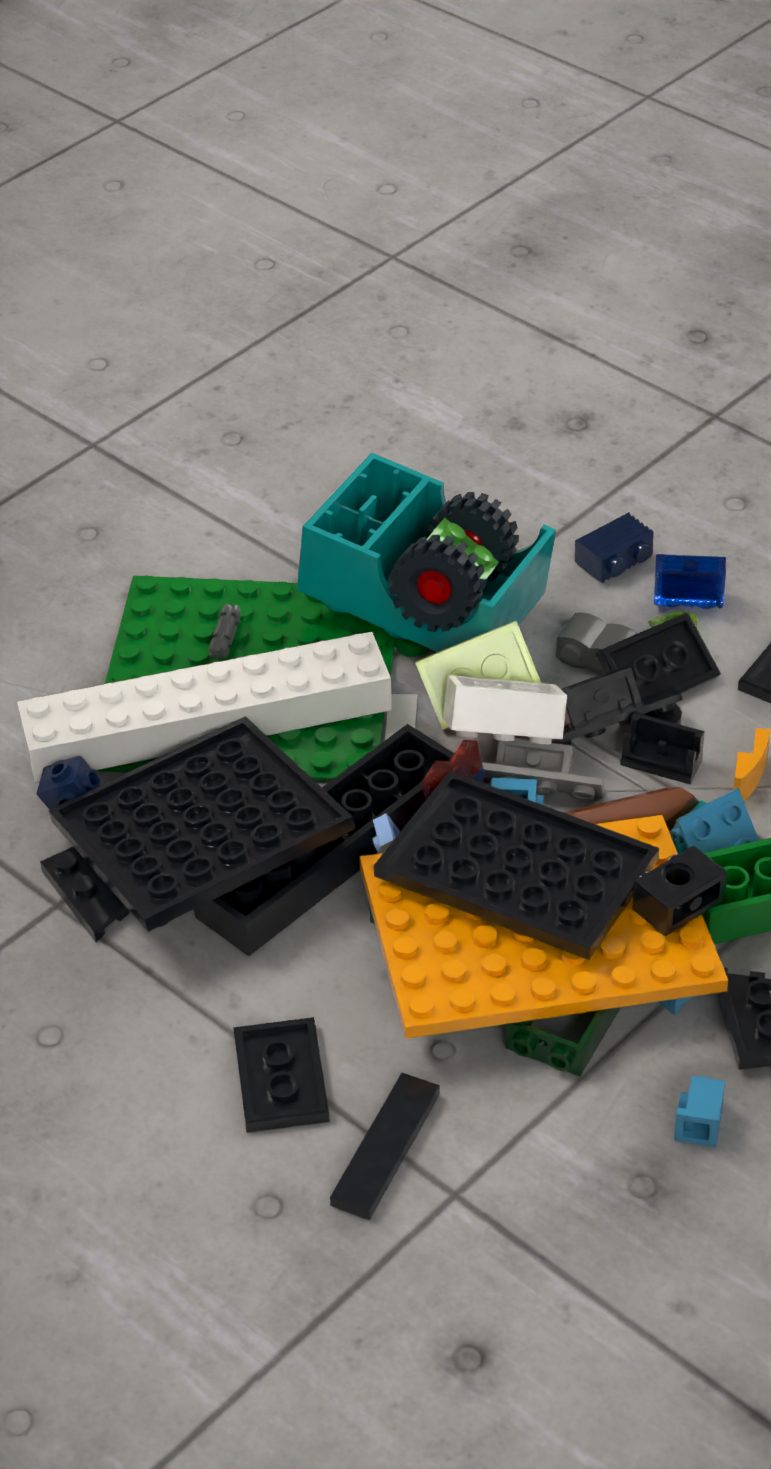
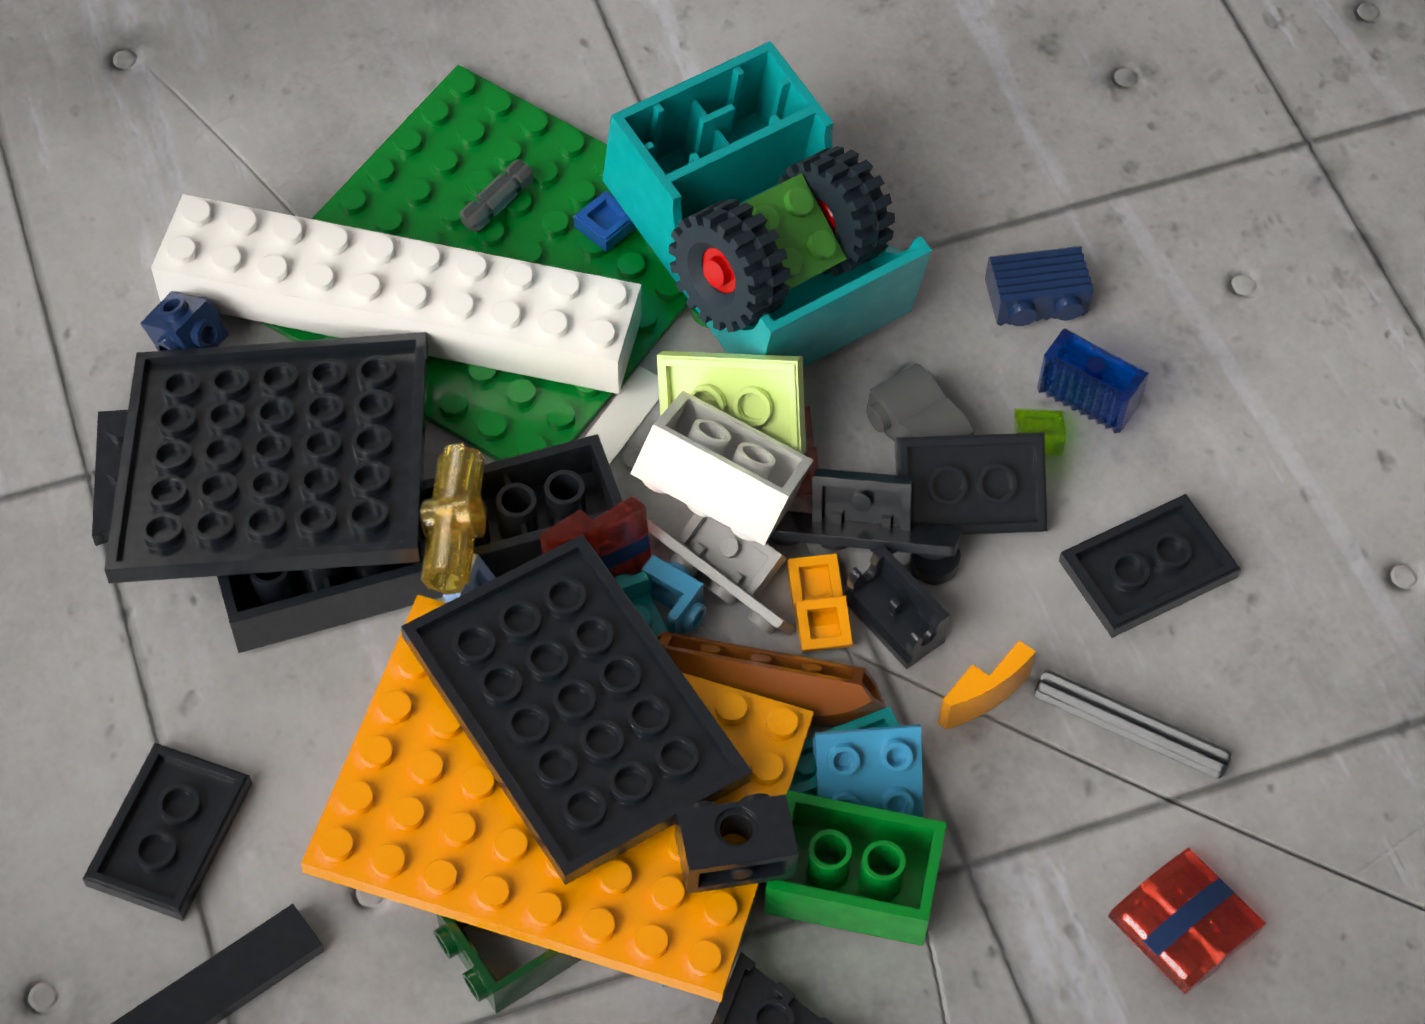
camera: 25 degrees right, 15 degrees up
(309, 618) = (604, 221): none -> blue tile
(358, 797) = (453, 519): none -> clear yellow piece
(619, 774) = (818, 603): none -> light orange slope

